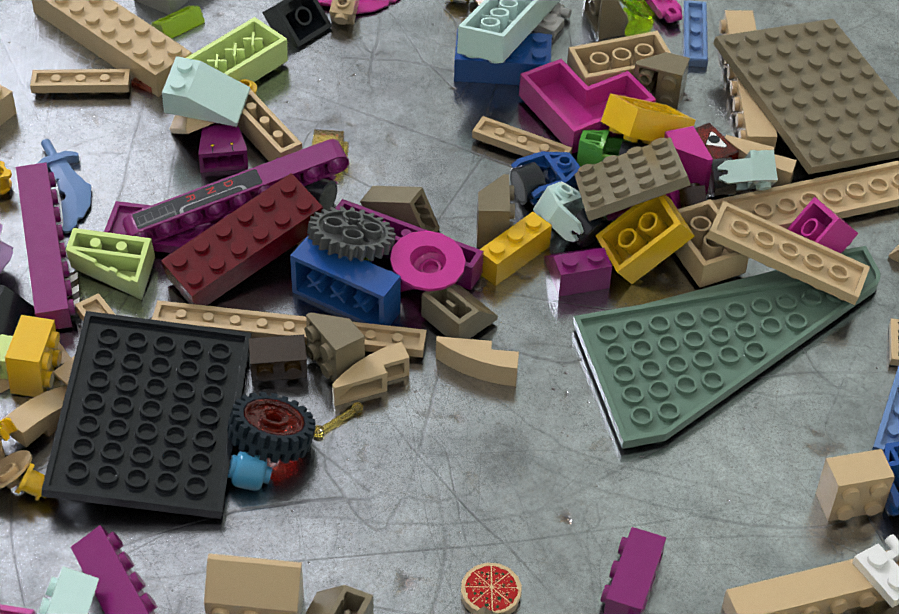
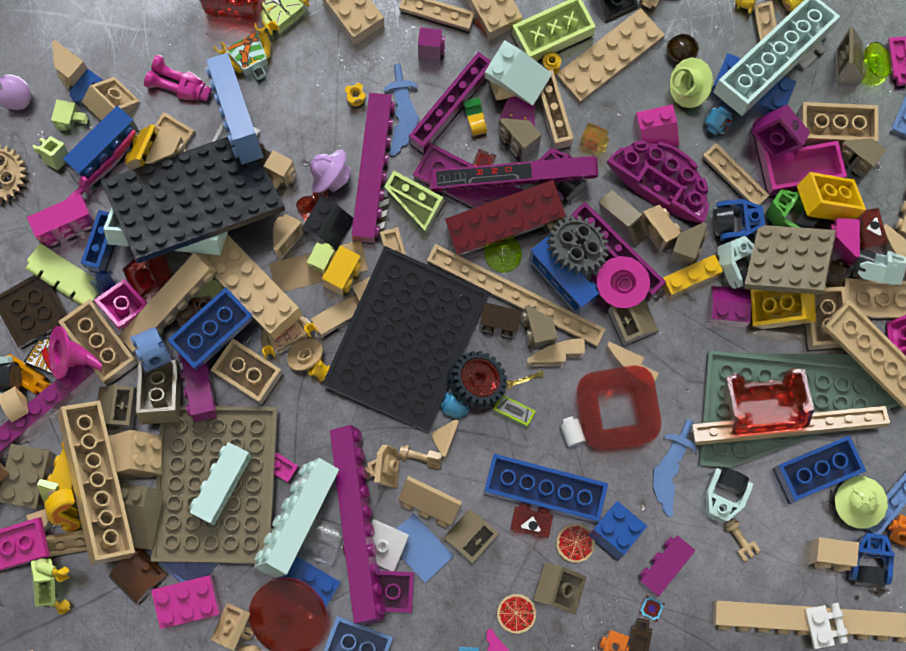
camera: 20 degrees right, 30 degrees up
(82, 104) = (431, 44): none -> magenta brick
(126, 156) = (449, 103): none -> magenta brick
(165, 163) = (475, 116): none -> leg
(169, 570) = (385, 467): none -> tan piece
(227, 155) = (520, 135): none -> dark tan slope
(239, 544) = (432, 458): none -> tan hinge
(247, 515) = (444, 436): none -> tan slope
(256, 294) = (507, 262): none -> clear neon green dish
(317, 74) = (610, 55): none -> tan plate
(336, 459) = (514, 411): none -> slope
(401, 47) = (682, 47): none -> dark brown hat
(403, 121) = (657, 125): none -> dark pink slope
(416, 580) = (531, 522): none -> clear red brick
(419, 528) = (546, 488): none -> blue brick
(426, 66) = (691, 82): none -> yellowish green helmet
(429, 160) = (663, 178): none -> magenta brick
(430, 456) = (572, 431): none -> white brick
(452, 210) = (660, 227): none -> tan slope
(476, 96) = (718, 120): none -> dark azure head
(500, 436) = (623, 435): none -> clear red plate
(545, 549) = (617, 530): none -> blue brick
(556, 70) = (780, 131): none -> magenta brick
(582, 461) = (669, 467): none -> medium blue sword
(671, 452) = (730, 481): none -> light aqua piece
(683, 341) = (768, 404): none -> clear red windscreen
(717, 360) = (820, 423): none -> tan plate
(737, 527) = (732, 525): none -> tan hinge
(783, 400) = (820, 469): none -> blue brick
(857, 420) = (861, 502): none -> yellowish green helmet

